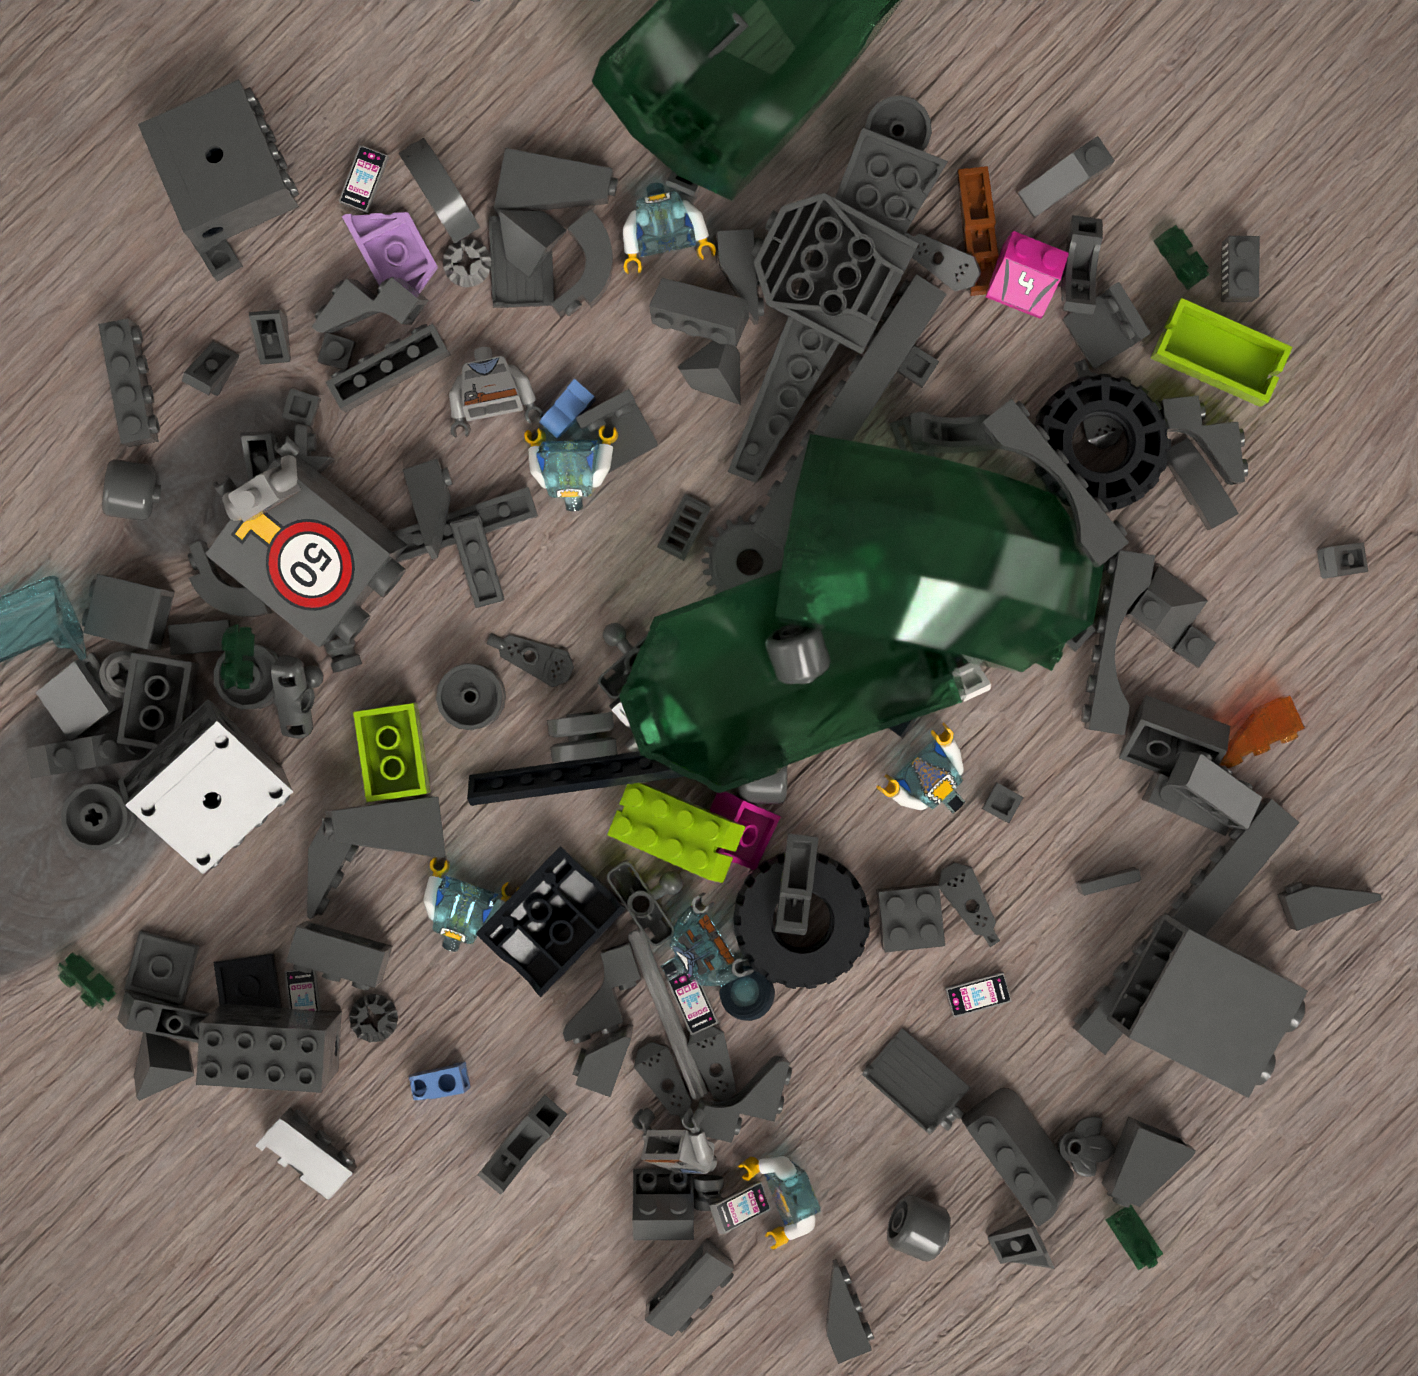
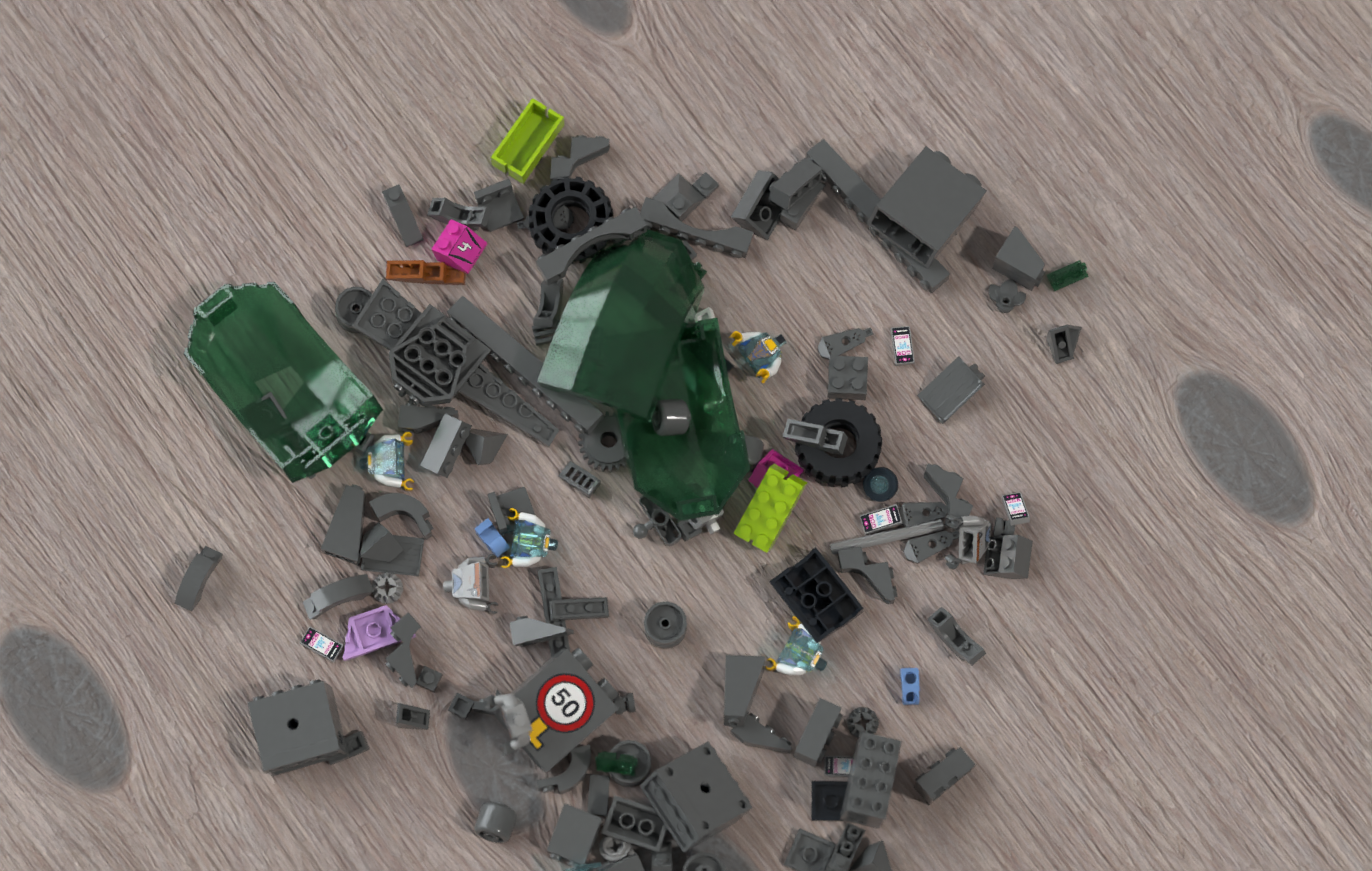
camera: 80 degrees left, 15 degrees down
(128, 382) = (426, 812): dark grey brick -> none
(211, 369) = (426, 758): dark grey slope -> none
(258, 451) = (489, 734): dark grey slope -> none
(296, 696) = (647, 734): dark grey piece -> none
(388, 368) = (443, 637): dark grey brick -> none
(392, 752) = (693, 680): lime brick -> none
(543, 663) = (649, 579): dark grey piece -> none
(565, 777) = (726, 569): black plate -> none
(582, 736) = (701, 558): dark grey wheel -> none
(601, 1062) = (909, 573): dark grey slope -> none
(669, 883) = (803, 546): dark grey piece -> none
(689, 1289) = (1063, 548): dark grey slope -> none
(701, 950) = (848, 507): torso -> none
(791, 1194) = (1012, 475): torso -> none
(843, 1324) = (1098, 457): dark grey slope -> none
(918, 366) = (504, 320): dark grey plate -> none
(918, 1228) = (1043, 402): dark grey head -> none
(950, 265) = (443, 291): dark grey piece -> none
(1002, 802) = (784, 312): dark grey plate -> none
(1020, 1153) = (1005, 335): dark grey windscreen -> none
(1108, 881) = (843, 258): dark grey tile -> none
(1174, 246) = (470, 154): clear green hinge -> none
(1200, 484) = (607, 165): dark grey slope -> none
(1240, 268) = (478, 122): dark grey brick -> none
(1264, 726) = (761, 151): clear orange slope -> none
(1313, 904) = (875, 139): dark grey slope -> none
(1342, 560) = (667, 91): dark grey slope -> none

